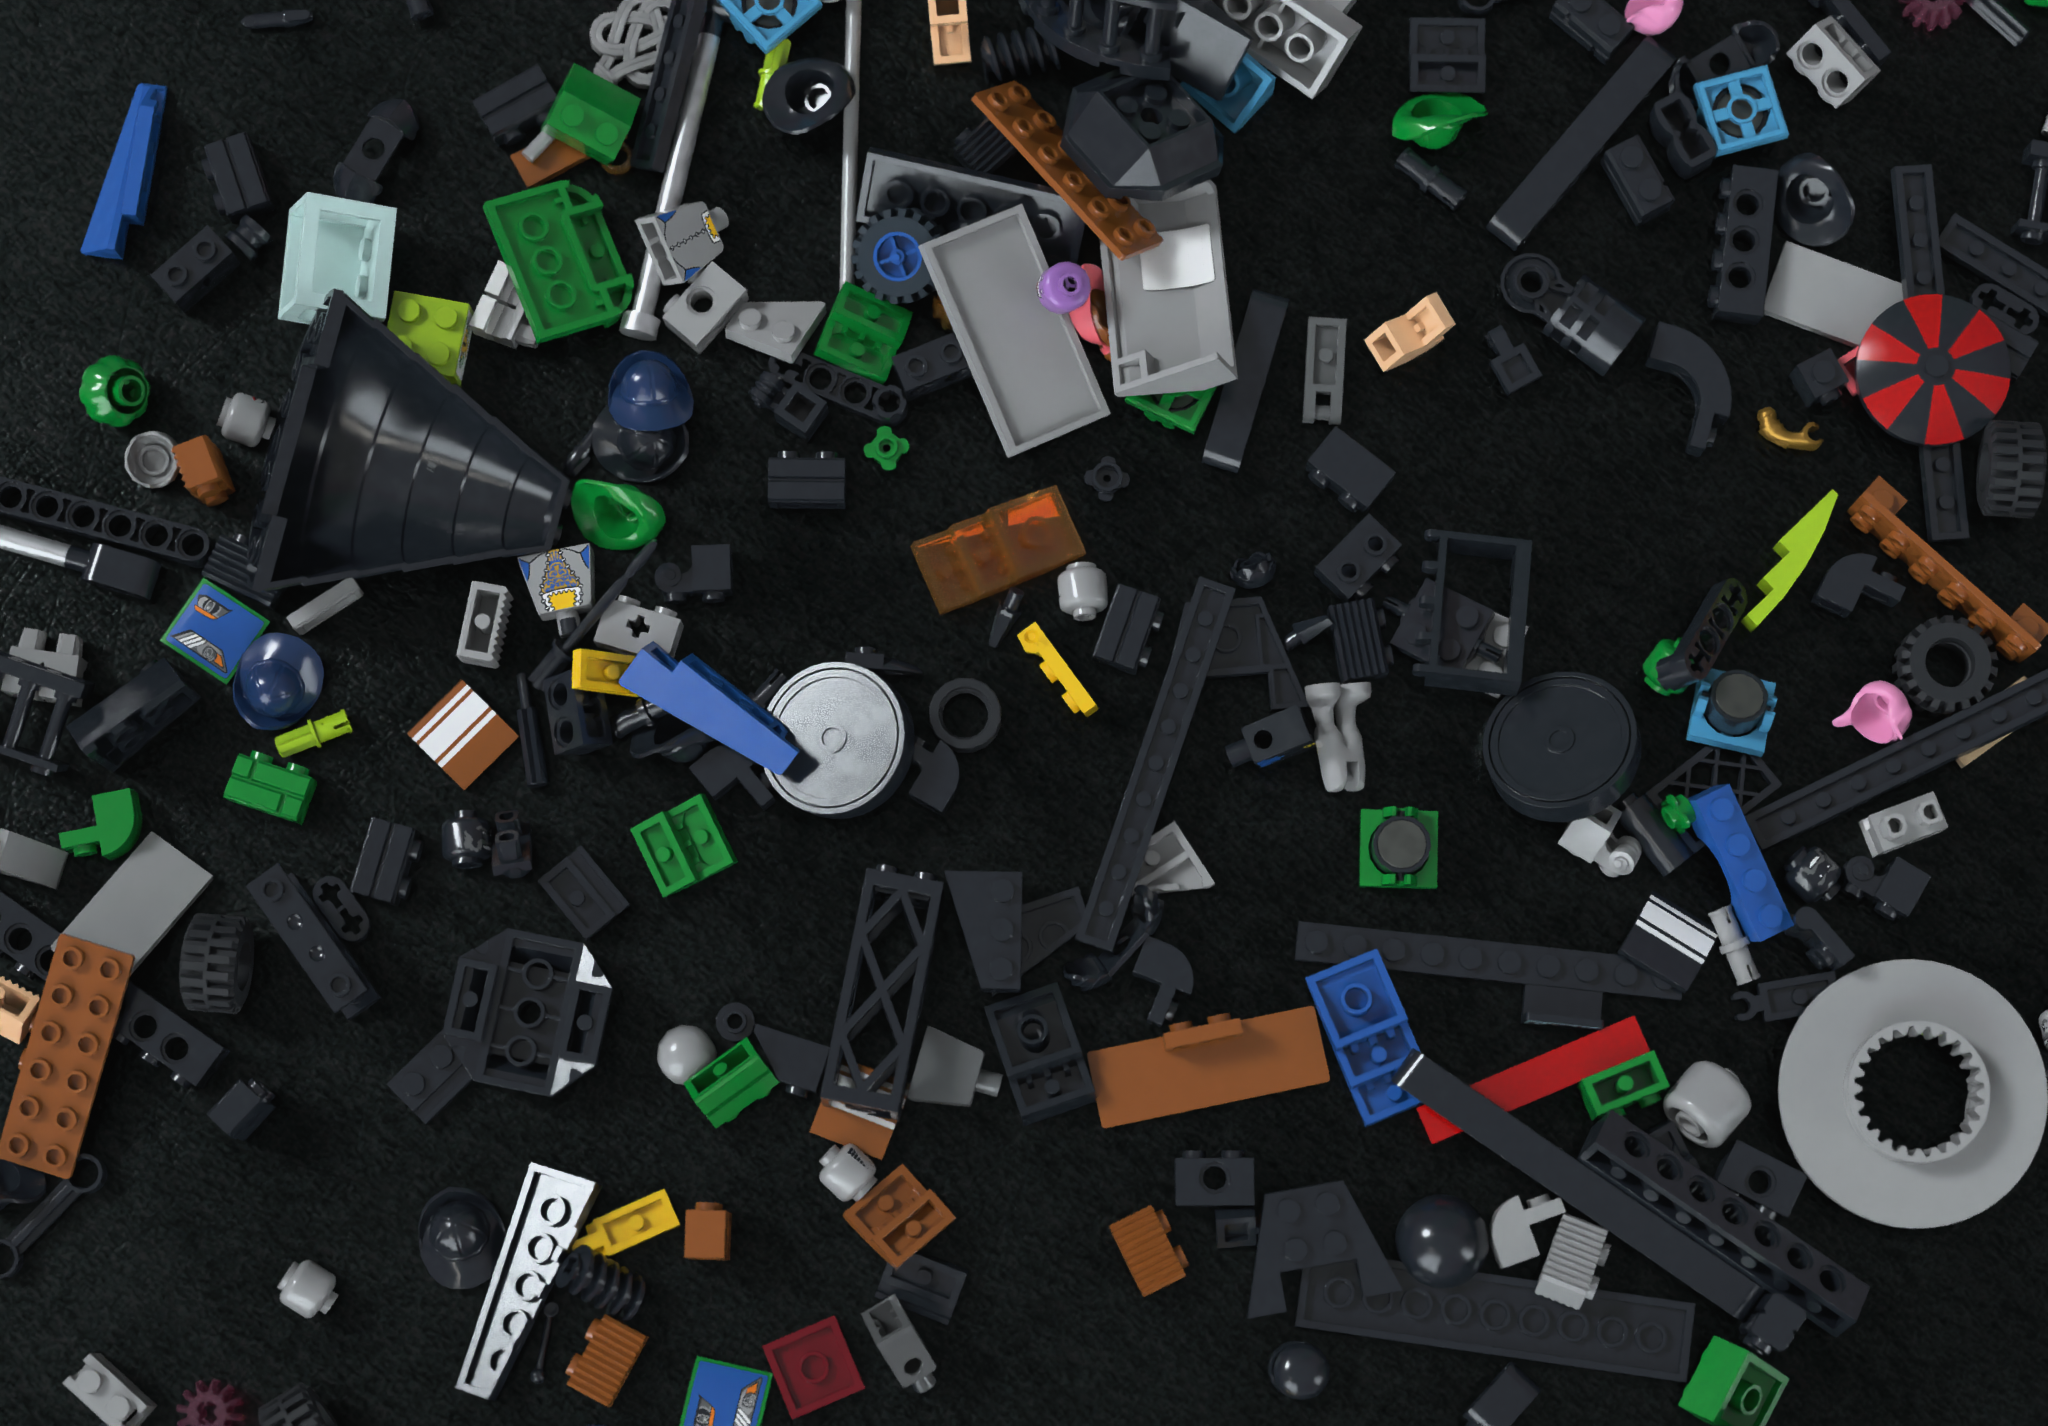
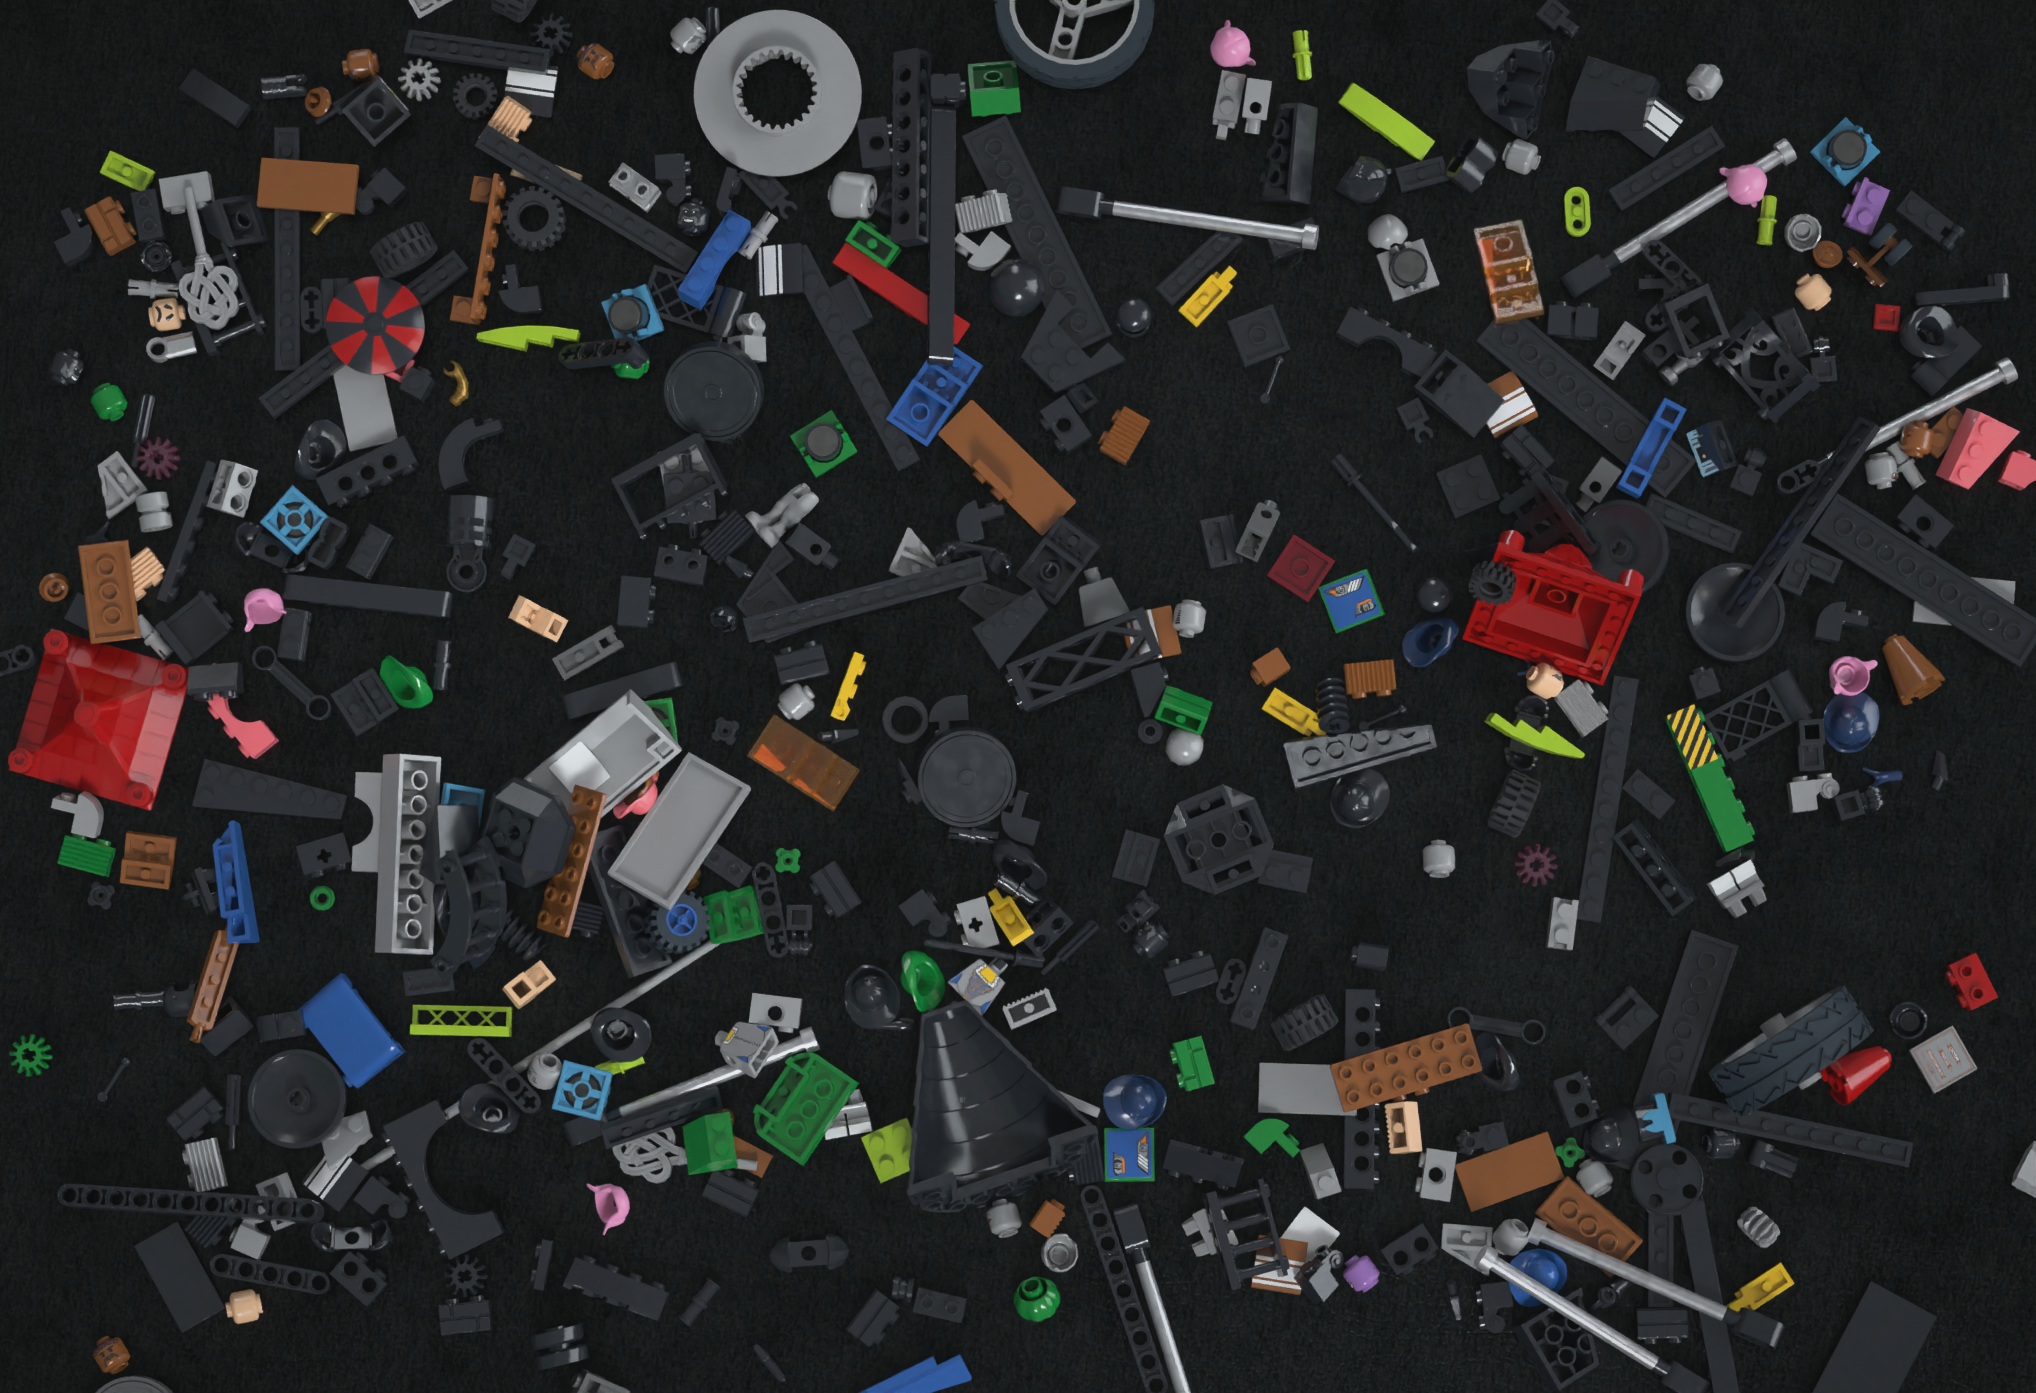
camera: 120 degrees left, 5 degrees up
(313, 734) = (1148, 1062): lime axle -> none
(338, 247) = (886, 1224): light aqua piece -> none
(462, 734) = (1095, 981): slope -> none
(649, 393) = (844, 1008): dark blue hat -> none
(684, 845) = (1075, 823): green slope -> none
(710, 704) = (992, 854): wedge -> none
(776, 327) = (760, 965): light grey wing -> none
(898, 1216) = (1194, 575): dark orange slope -> none
(1055, 295) = (640, 817): medium lavender head -> none
(1678, 812) = (709, 307): green plate -> none
(1878, 713) = (582, 237): bright pink hair -> none

